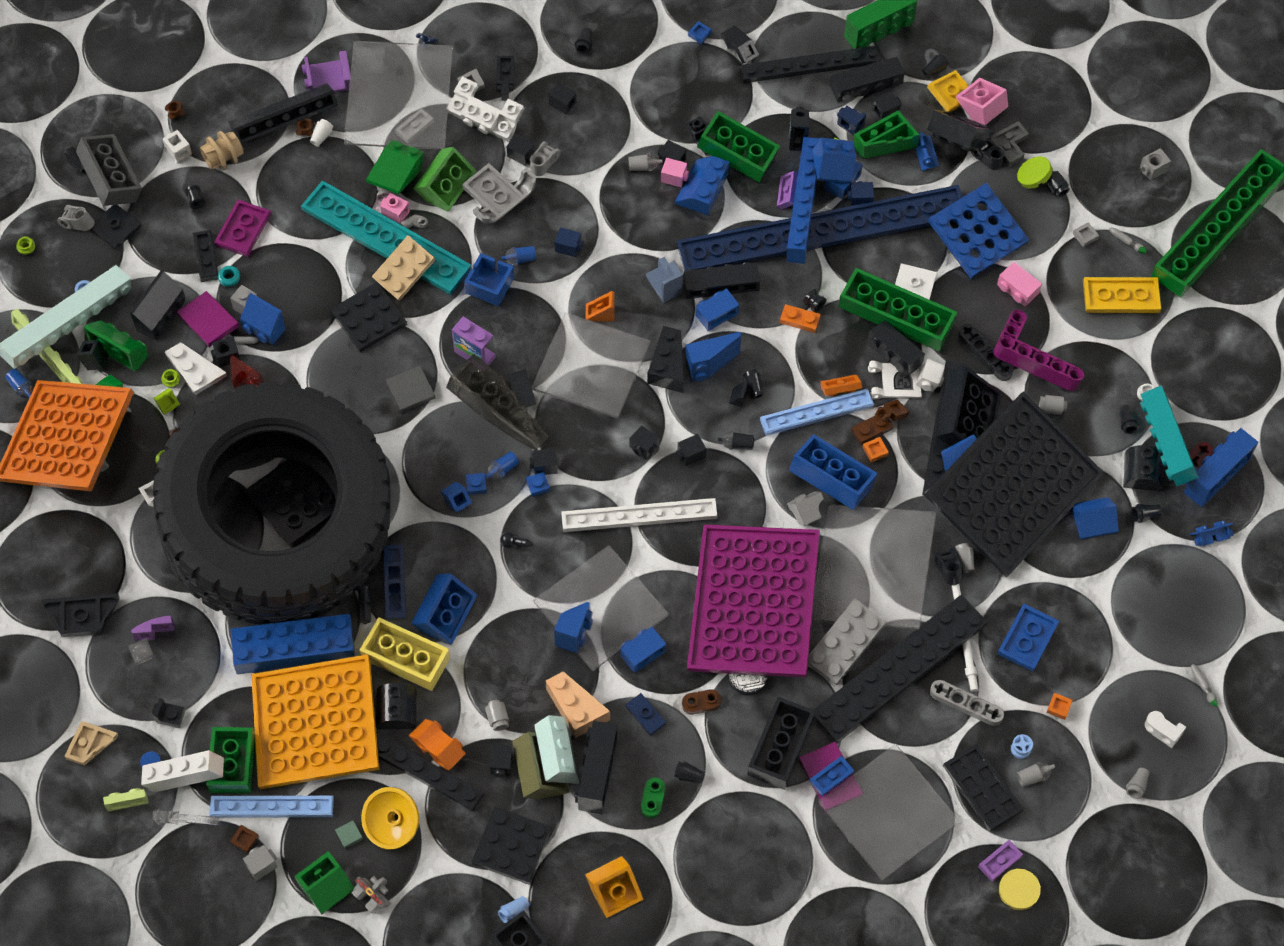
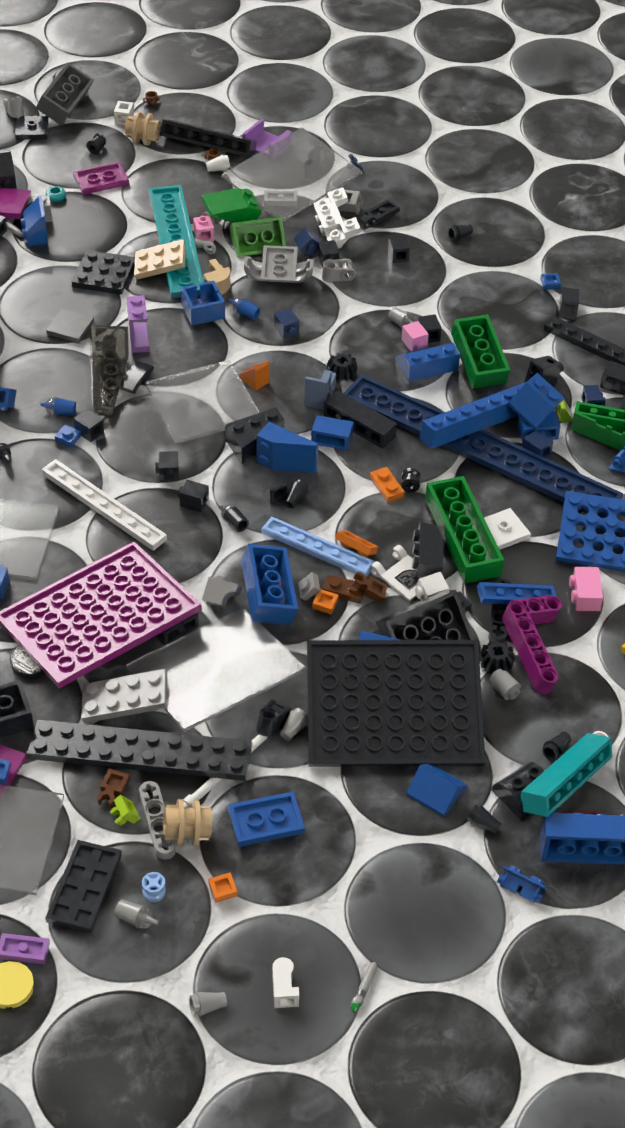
camera: 45 degrees right, 15 degrees down
(205, 255) = (59, 175): black tile -> none
(467, 244) = (219, 275): none -> tan brick
(476, 483) = (30, 405): blue plate -> none
(491, 151) = (307, 241): none -> dark blue brick
(654, 245) = (343, 365): none -> black gear
(853, 447) = (309, 586): none -> light grey plate
(915, 707) = (112, 784): none -> reddish brown plate
(944, 715) = (126, 810): none -> lime tile
(987, 330) = (504, 593): none -> blue plate
(996, 686) = (187, 822): none -> tan piece
(1027, 385) = (497, 656): none -> black gear

